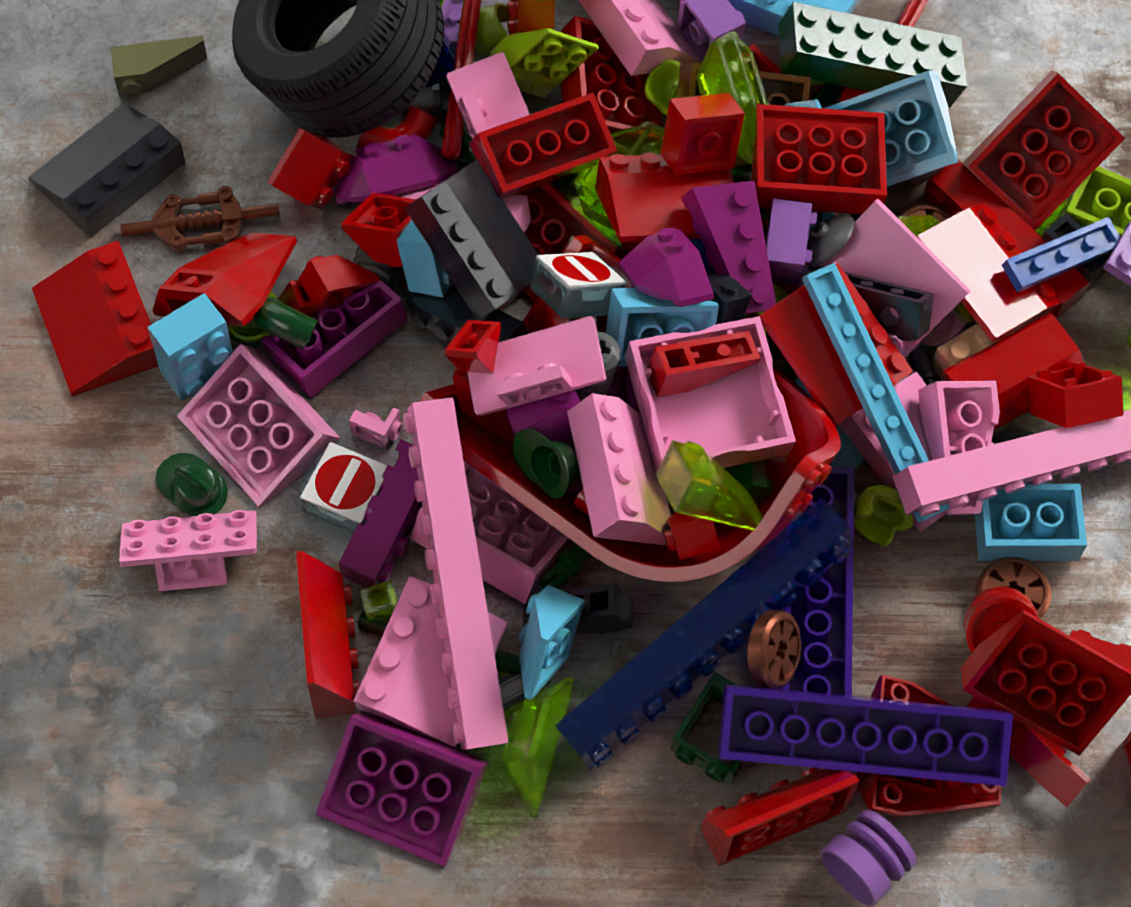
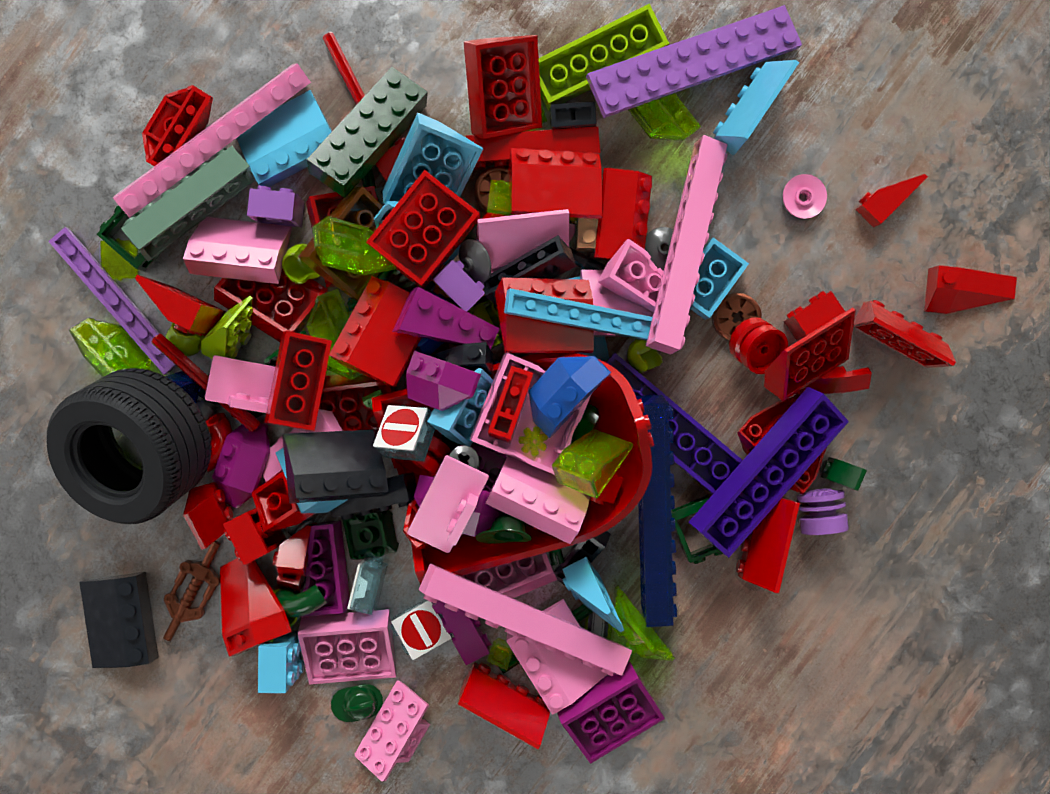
camera: 50 degrees left, 25 degrees up
(96, 319) = (216, 690): red slope -> none
(150, 64) = (65, 550): olive slope -> none
(319, 218) = (249, 537): none -> red brick
(353, 385) = (368, 585): none -> clear light blue piece
(374, 430) = (393, 587): bright pink bracket -> none
(413, 361) = (370, 535): none -> dark green slope
(475, 347) = (411, 530): red slope -> none
(680, 424) = (528, 439): none -> clear neon green plant
(702, 133) = (362, 289): red container -> none
(767, 406) = (564, 390): none -> blue wedge
(773, 649) = (692, 485): copper wheel -> none
(936, 851) = (842, 473): none -> dark green slope
(1061, 254) = (579, 134): plate -> none
(1075, 395) = (667, 199): red container -> none

